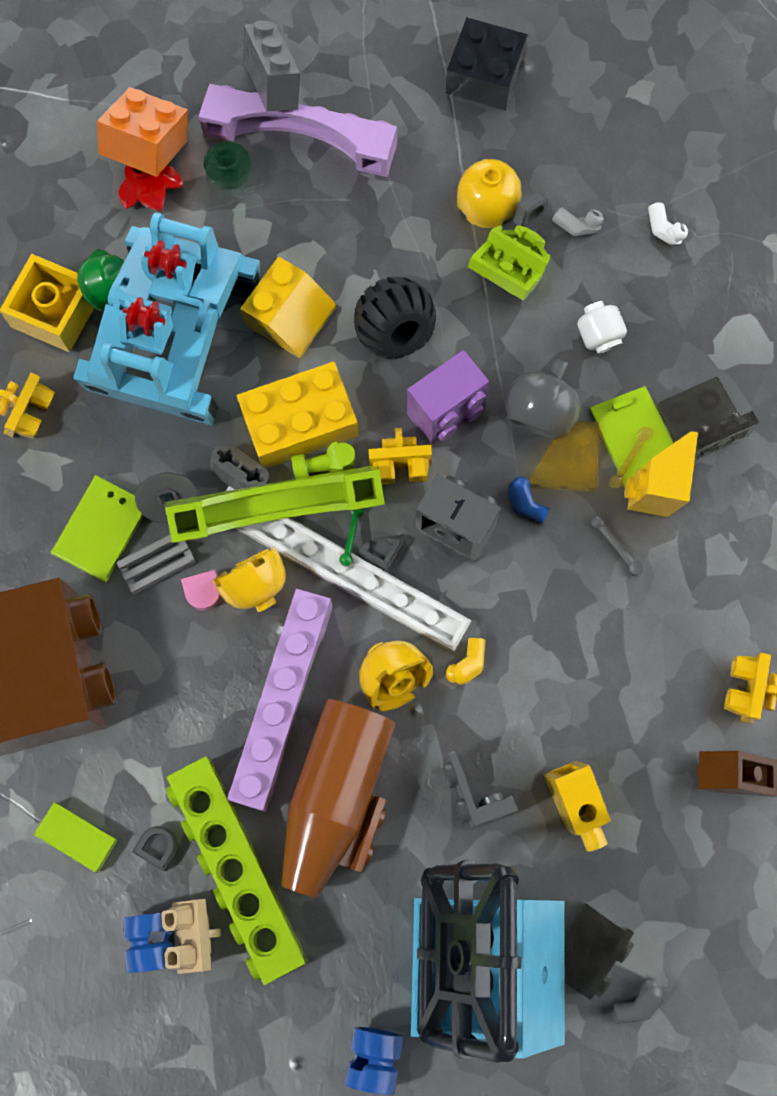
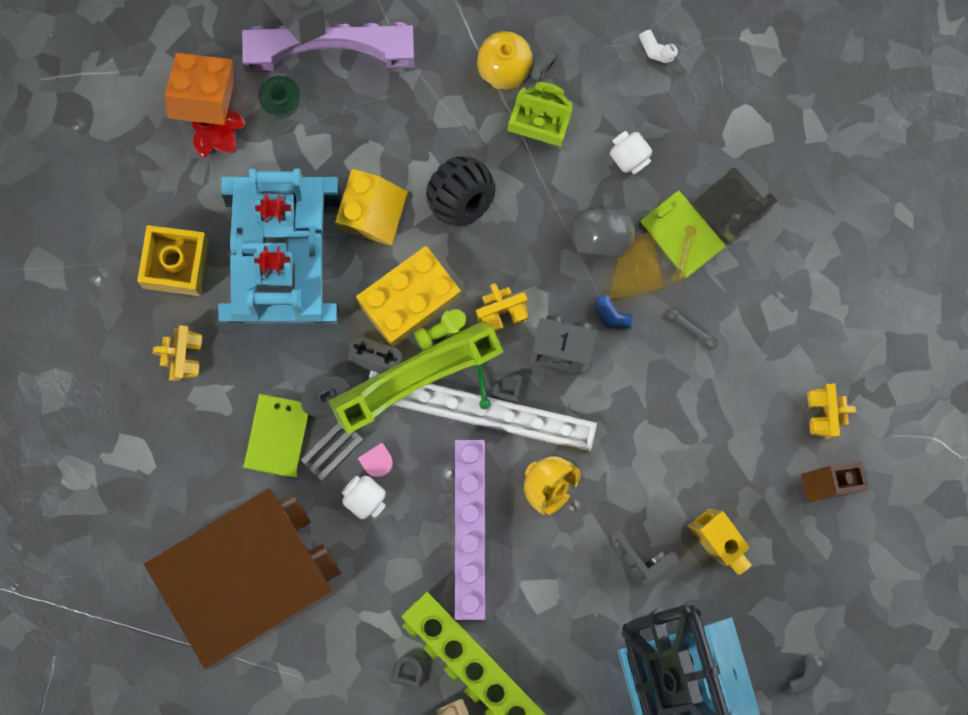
camera: 25 degrees left, 5 degrees up
(75, 837) = (342, 684): lime tile -> none
(97, 277) = (213, 228): green piece -> none
(172, 625) = (364, 497): none -> white head
(253, 581) = (416, 442): yellow cylinder -> none
(333, 801) = (535, 597): dark orange piece -> none
(447, 398) = (526, 248): medium lavender brick -> none
(469, 667) = (607, 459): yellow arm -> none
(579, 226) = (587, 67): light grey arm -> none
(592, 949) = (762, 647): clear smoke bracket -> none
(665, 480) = (717, 267): yellow slope -> none

